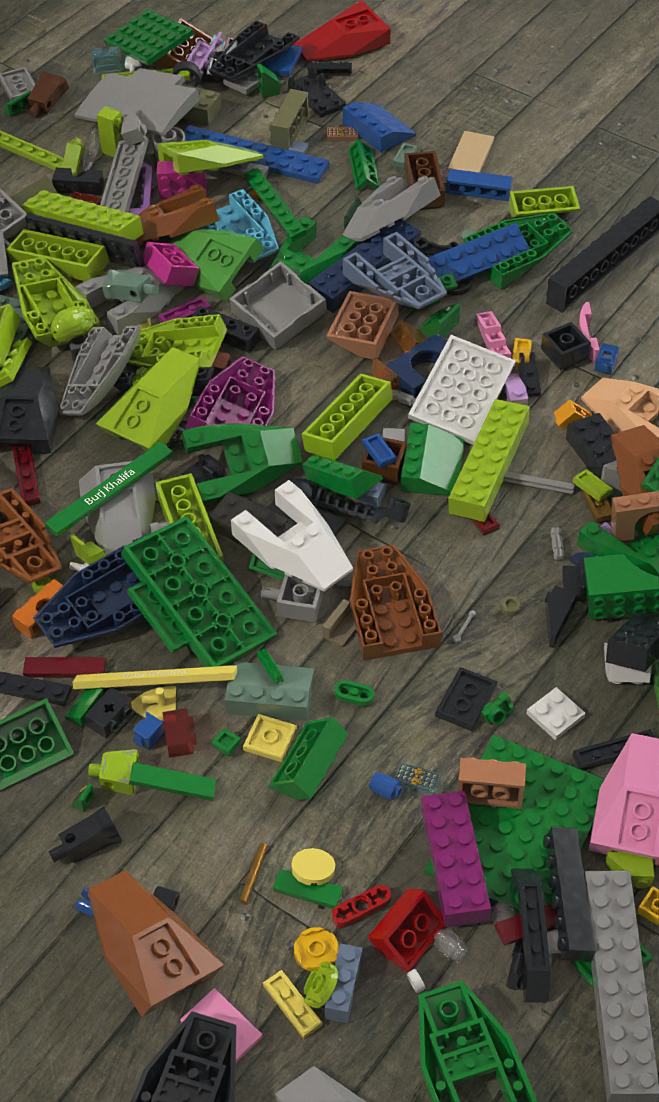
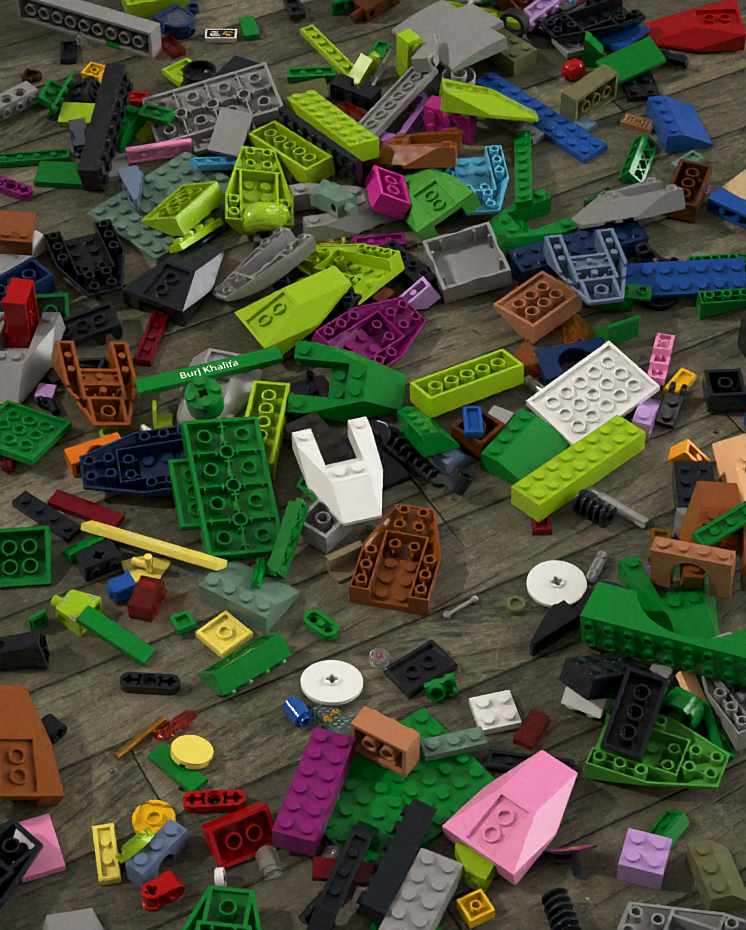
camera: 25 degrees right, 5 degrees down
(25, 176) = (303, 74): none -> green plate
(73, 132) = (381, 48): none -> green tile
(122, 516) = (204, 398): none -> green brick
(226, 823) = (135, 677): none -> black beam
(254, 348) = (421, 294): none -> lavender slope
(259, 103) = (573, 69): none -> red head
(278, 623) = (287, 539): none -> green fence
(280, 846) = (181, 721): none -> clear red plate
(310, 77) = (634, 59): none -> green tile
(370, 1016) = (162, 890): none -> red piece
(384, 741) = (317, 686): none -> white piece
(424, 703) = (379, 658): none -> clear tile
(524, 492) = (593, 510): none -> black piece
(532, 560) = (569, 580): none -> white piece
(546, 757) = (453, 743): none -> sand green plate
(592, 485) = (662, 524): lime tile -> none
(596, 716) = (531, 729): none -> clear red tile

